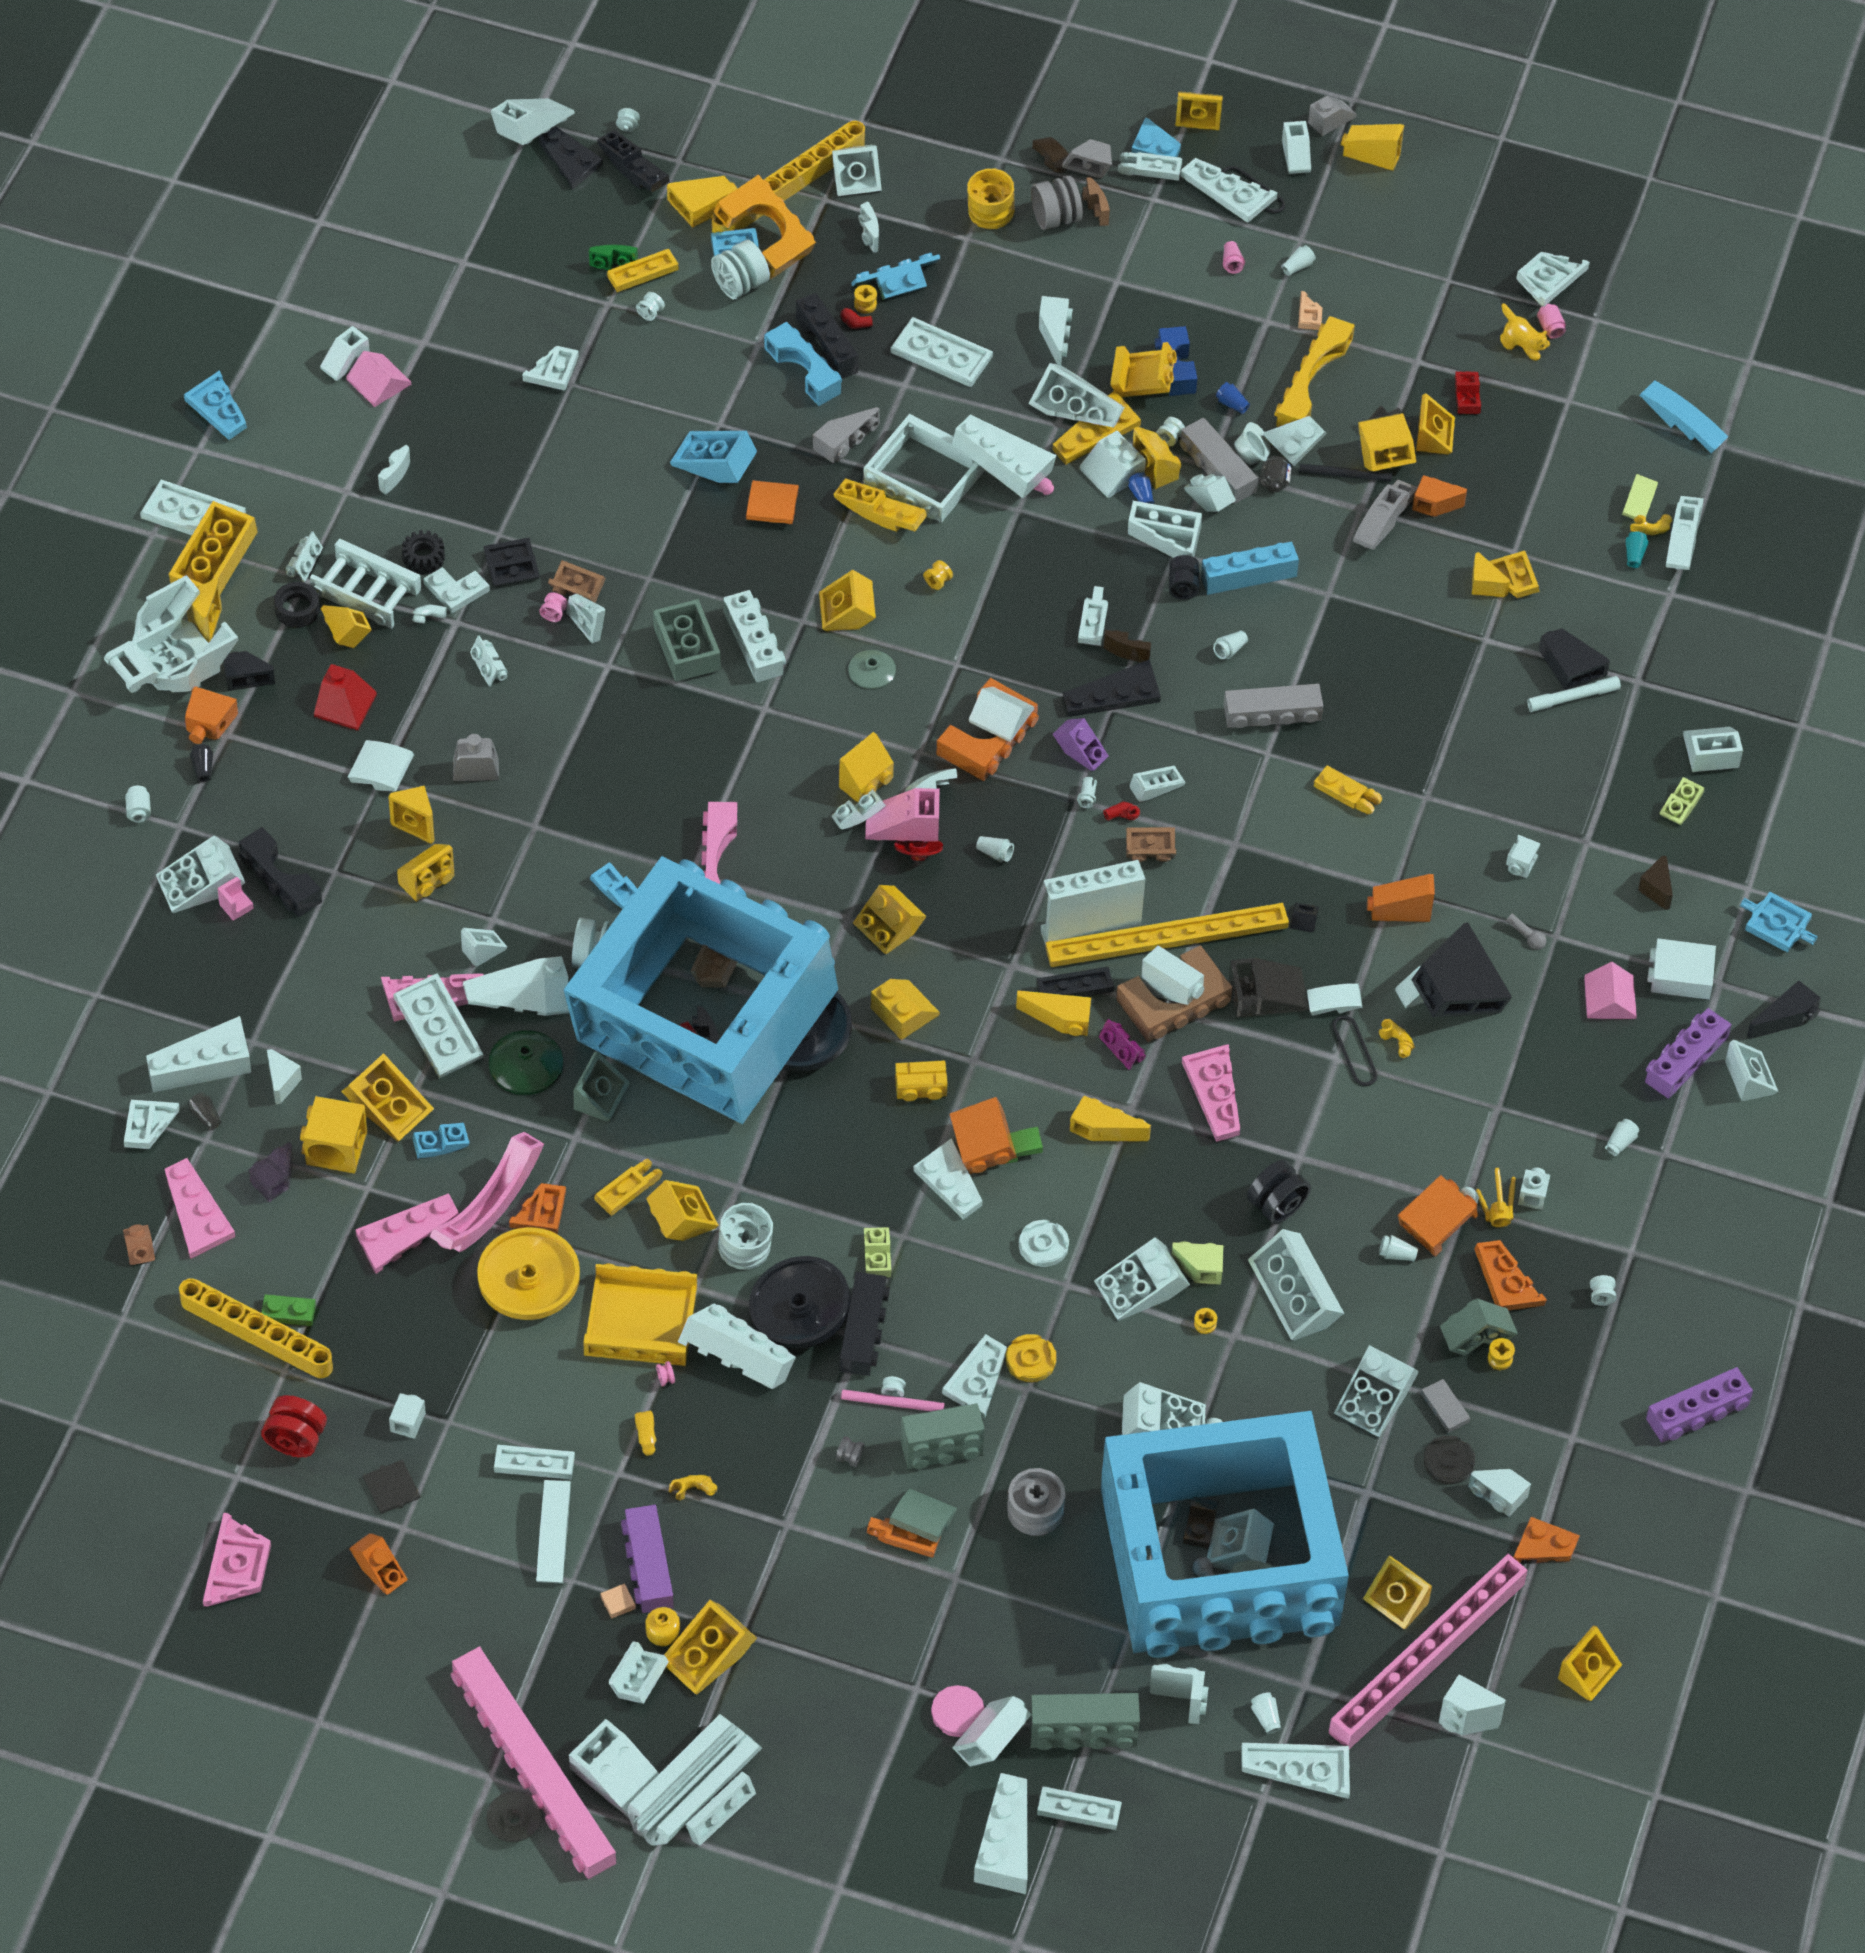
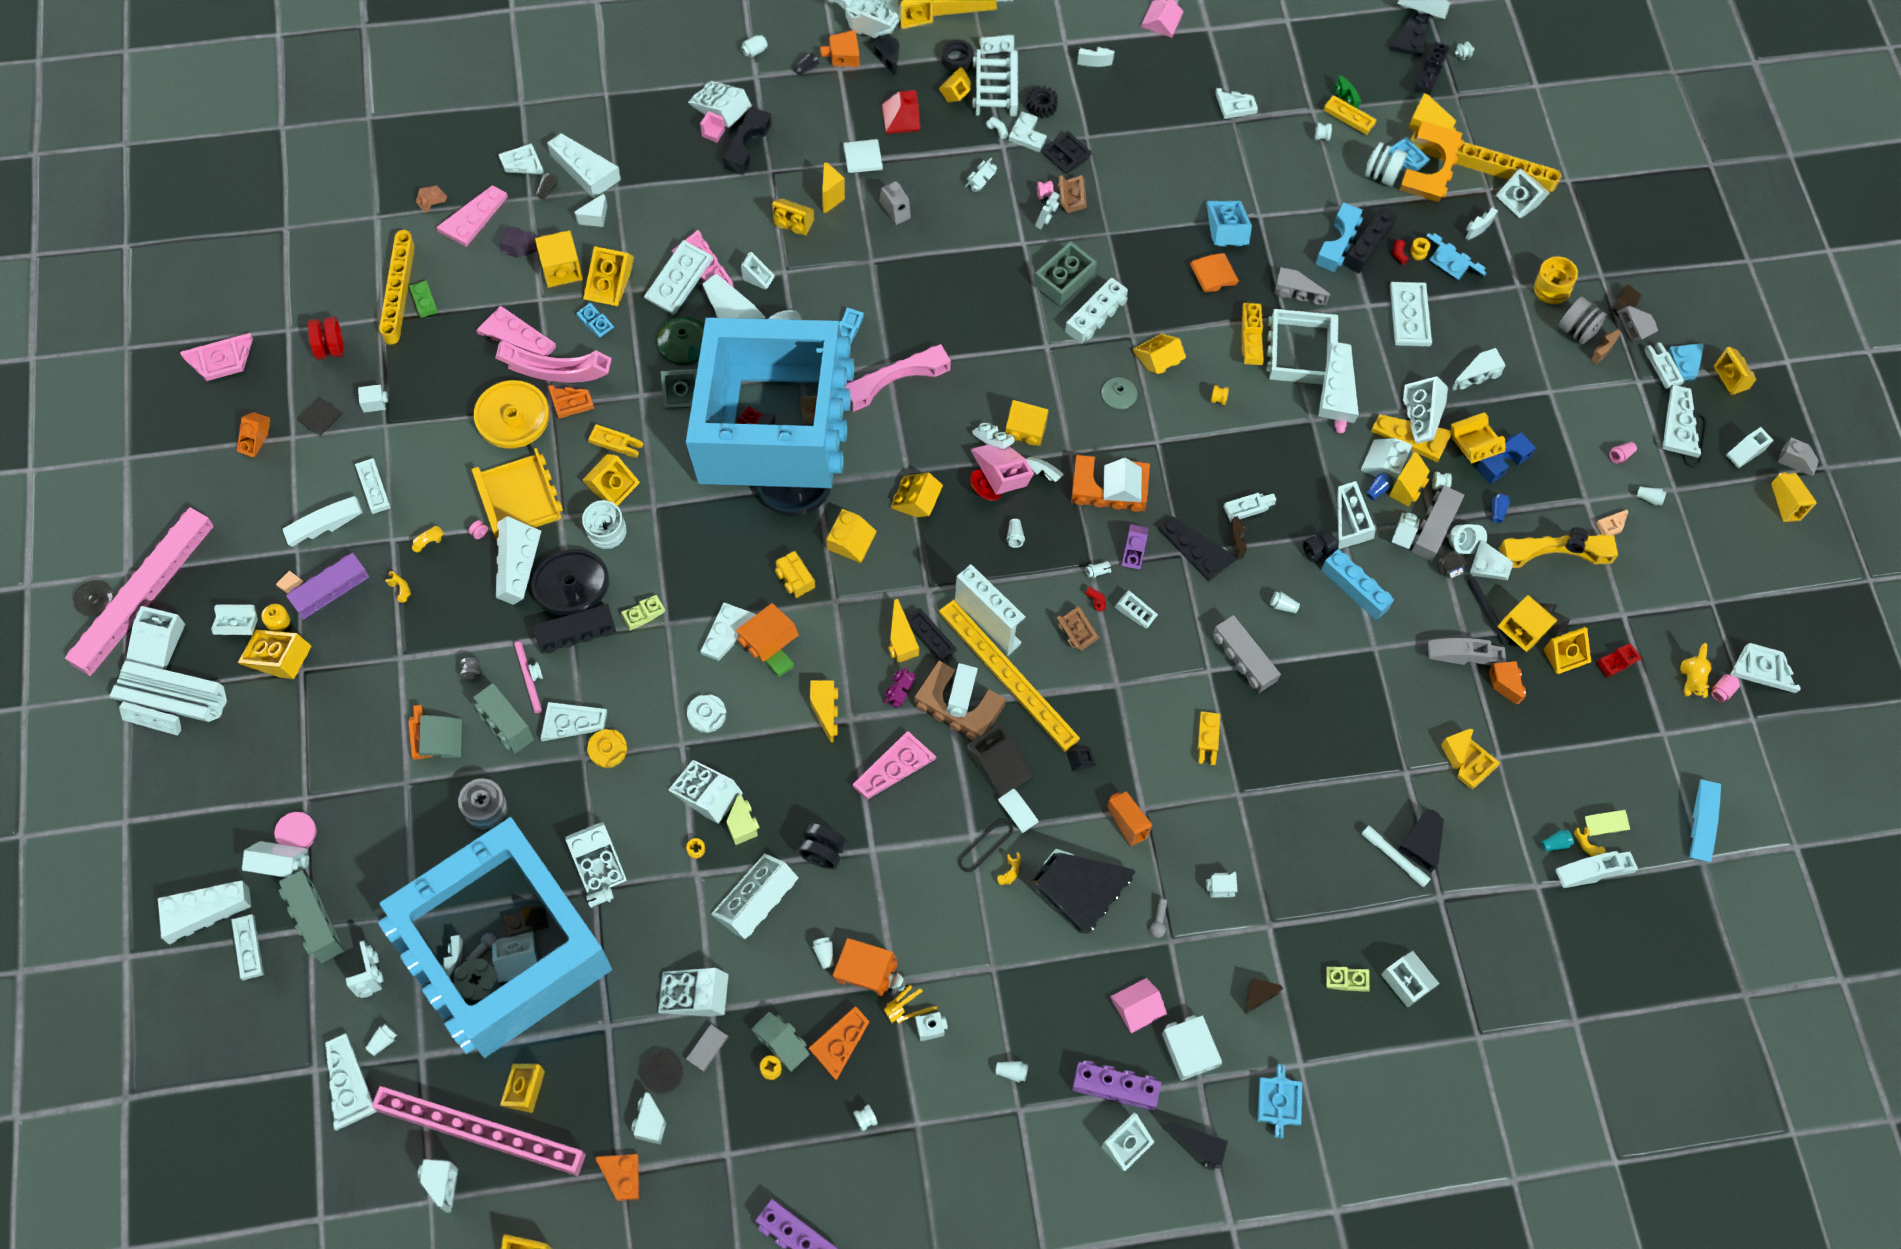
camera: 60 degrees right, 10 degrees up
(1318, 345) = (1577, 540): none -> black wheel

